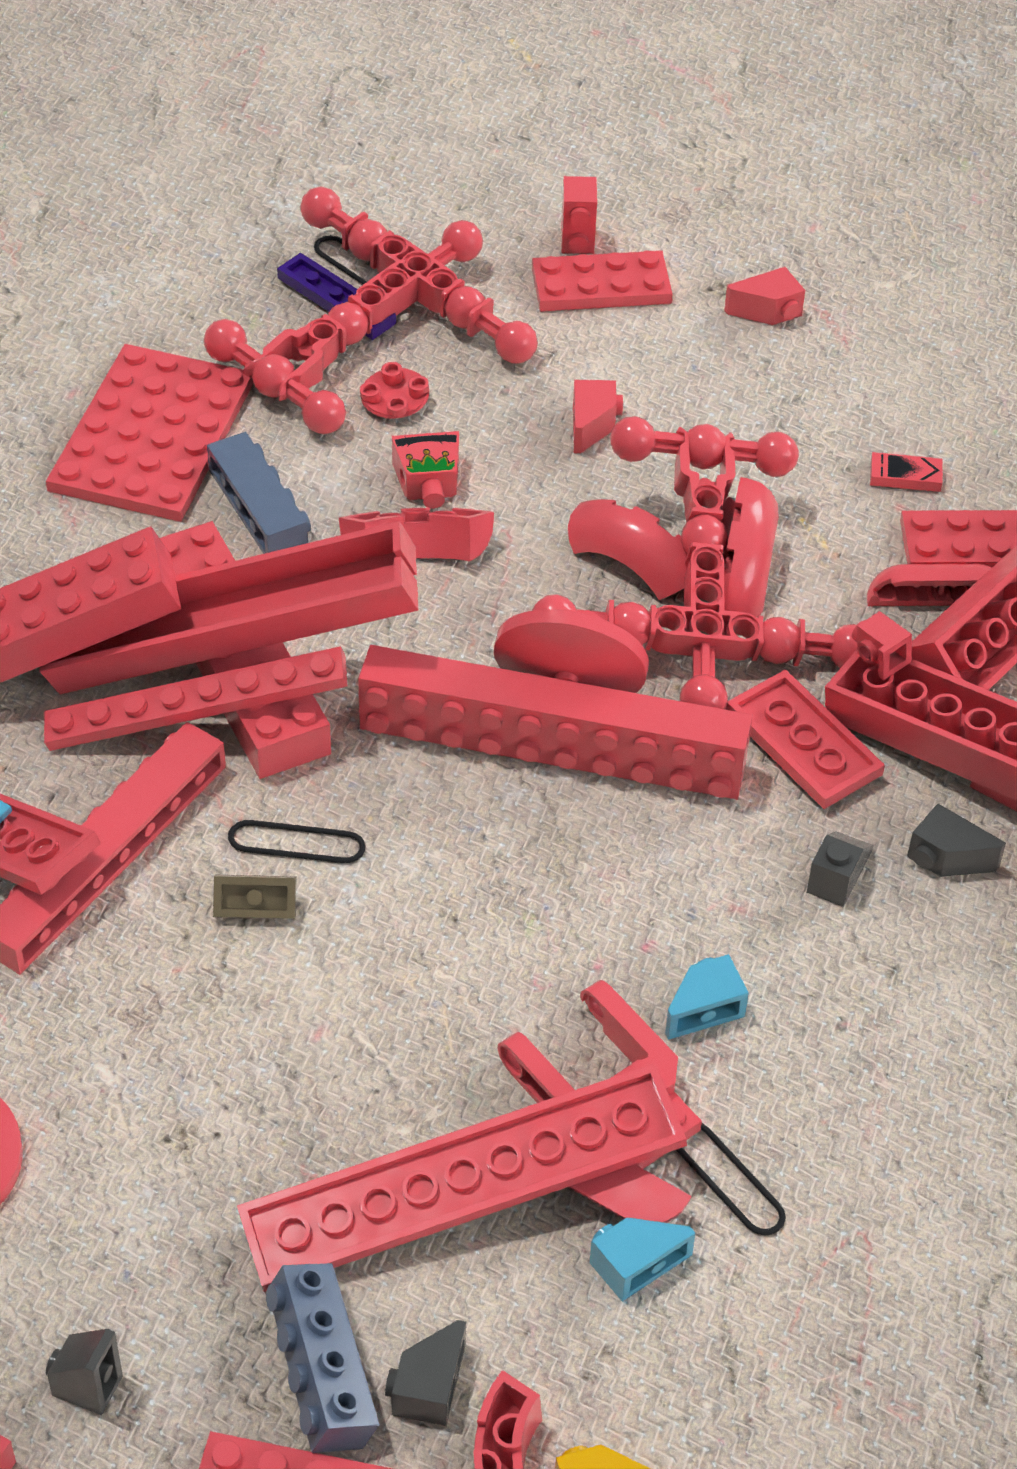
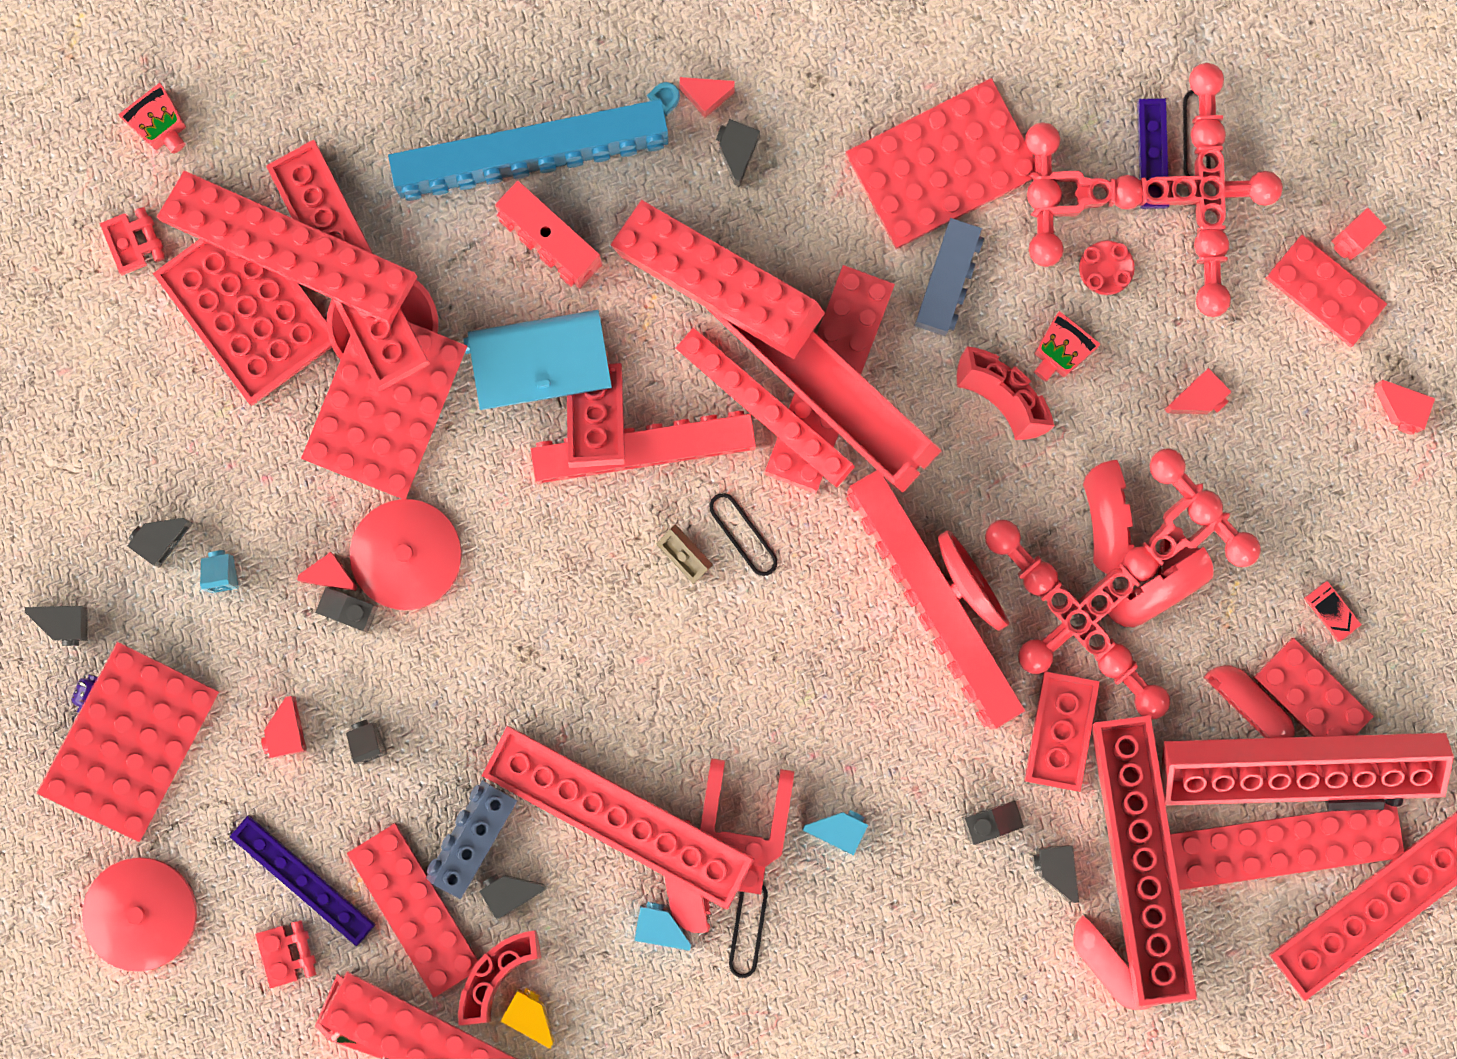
camera: 45 degrees right, 35 degrees up
(883, 644) = (1145, 734): coral brick -> none

